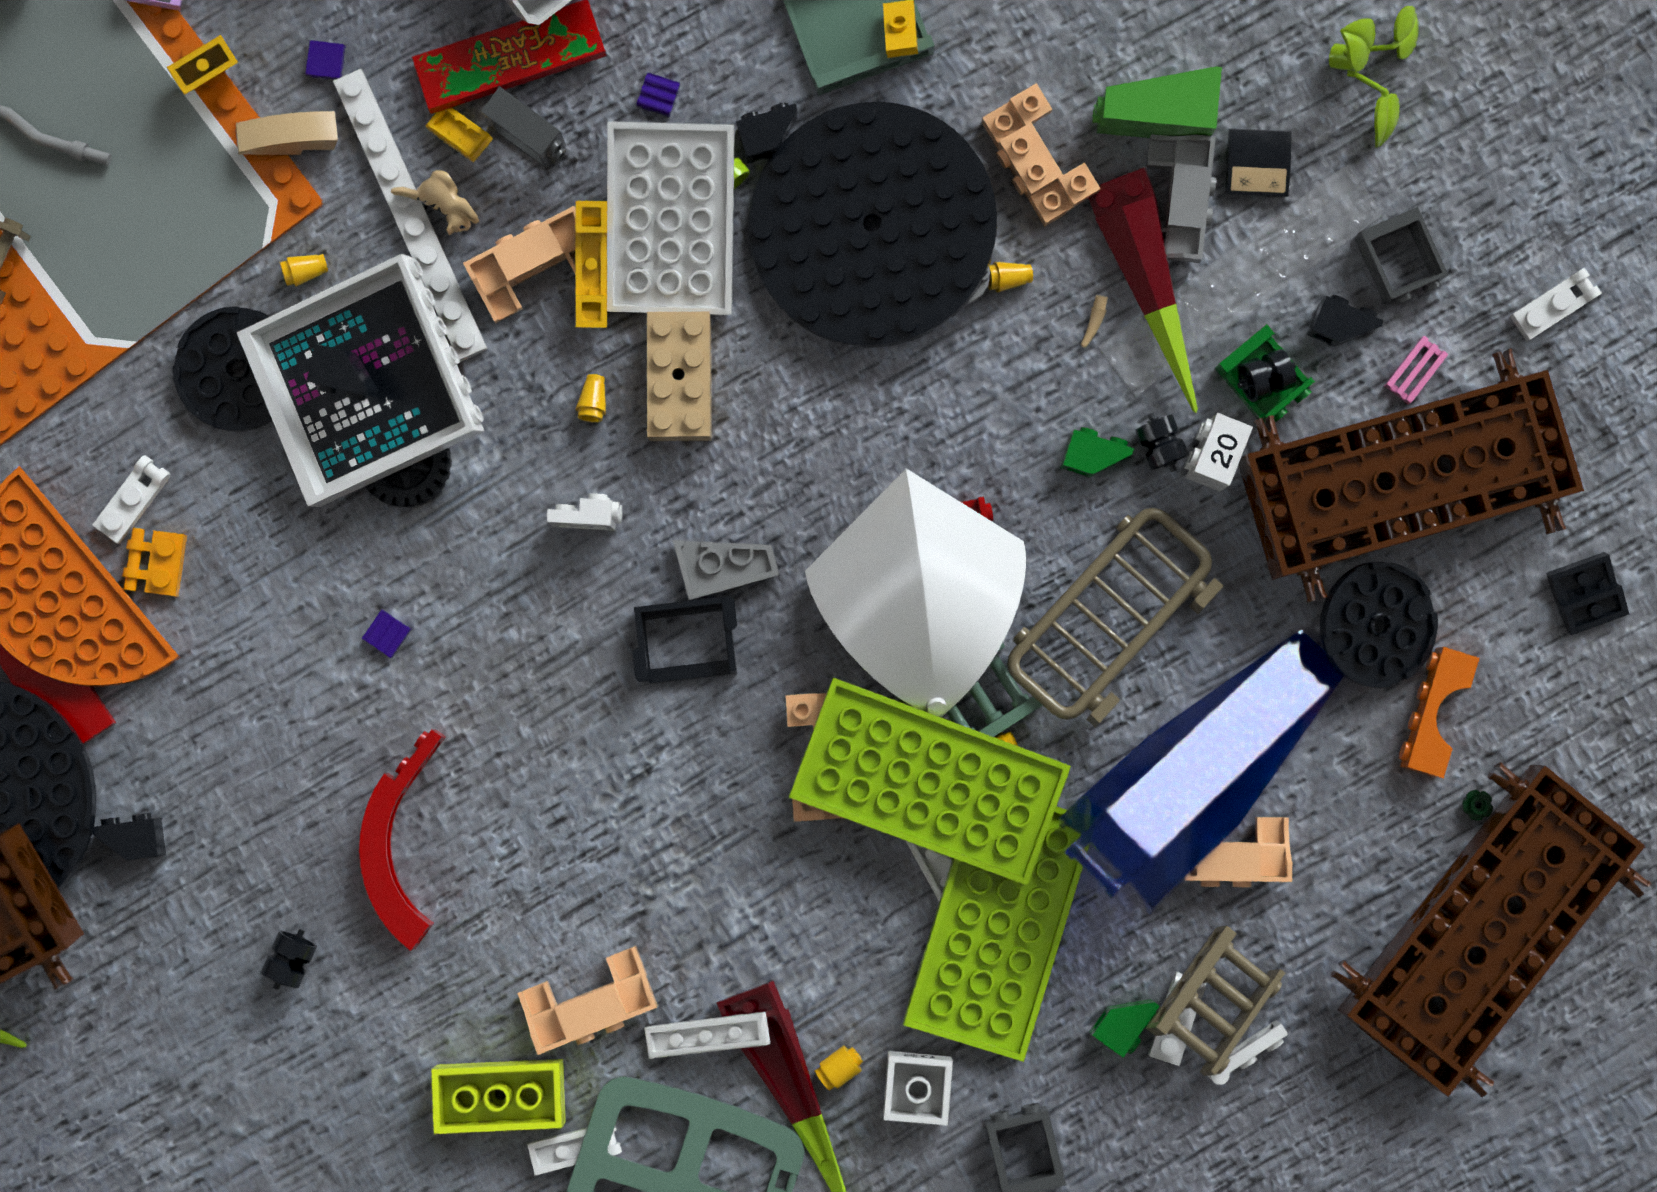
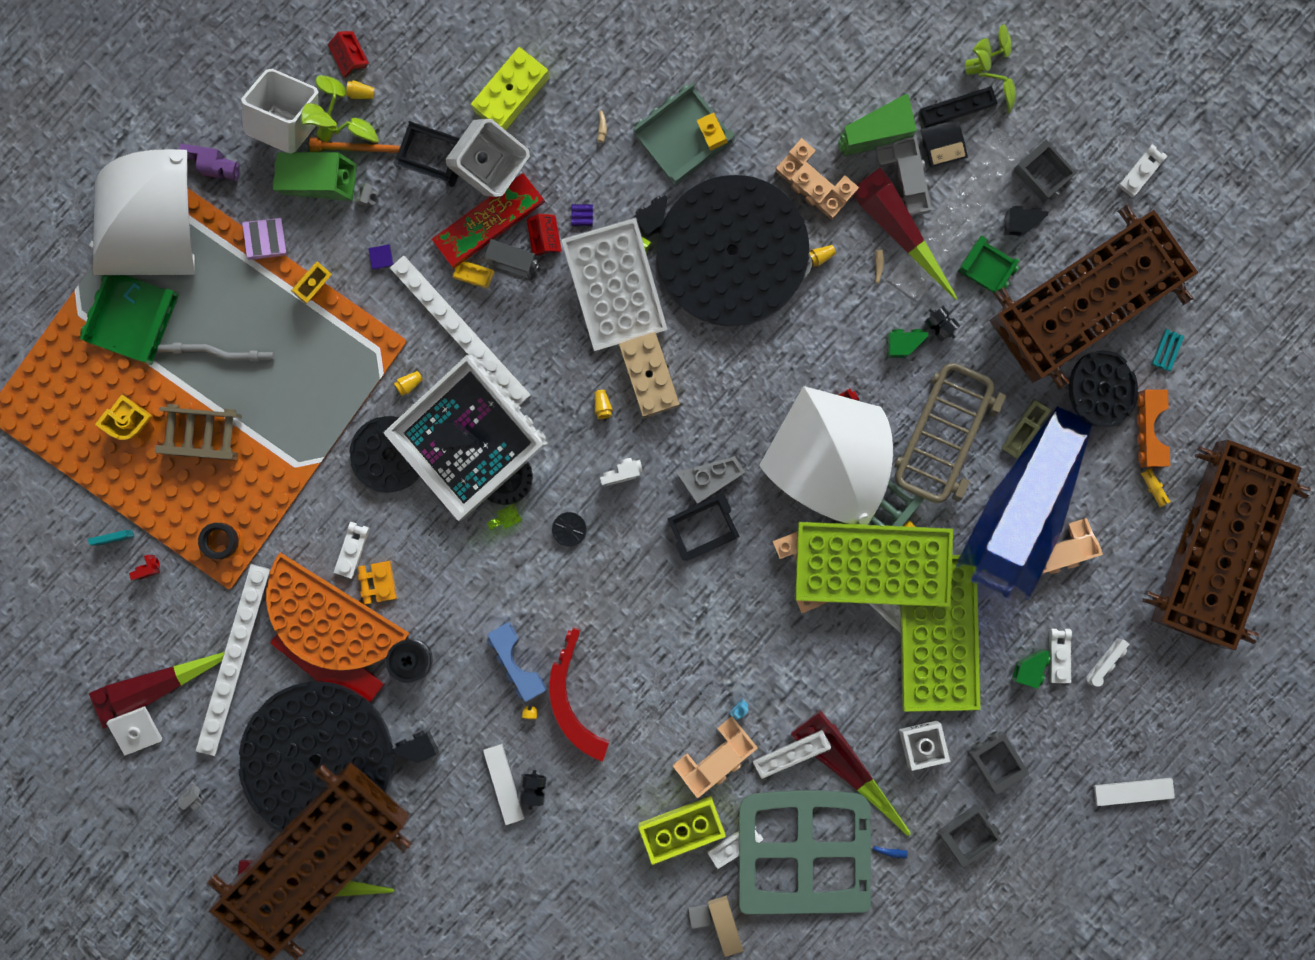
camera: 15 degrees left, 0 degrees up
(145, 695) = (397, 661): none -> black wheel
(248, 936) = (503, 784): none -> white tile
(287, 133) = (373, 307): tan slope -> none
(320, 715) = (528, 683): none -> medium blue arch
(324, 842) = (529, 714): none -> yellow hinge
(386, 633) = (526, 580): dark purple piece -> none
(388, 526) = (507, 516): none -> clear neon green plate
(441, 194) = (475, 314): tan animal -> none
(478, 575) = (569, 529): none -> black wheel
(521, 258) = (538, 332): light nougat bracket -> none
(588, 104) = (543, 234): none -> red panel
(591, 264) = (576, 326): yellow slope -> none
(650, 941) = (739, 710): none -> medium azure plate
(839, 1068) = (874, 748): yellow brick -> none
(1185, 996) = (1062, 638): dark tan fence -> none
(1218, 451) = (977, 318): white brick -> none
(1239, 647) = (1026, 428): none -> olive slope
(1271, 373) = (990, 265): black wheel -> none
(1300, 112) = (958, 106): none -> black tile
(1412, 805) = (1155, 487): none -> yellow pin
(1432, 349) = (1079, 219): bright pink tile -> none
(1471, 799) = (1188, 475): dark green plate -> none
(1519, 577) = (1173, 335): none -> teal tile
(1587, 593) = (1216, 332): black slope -> none

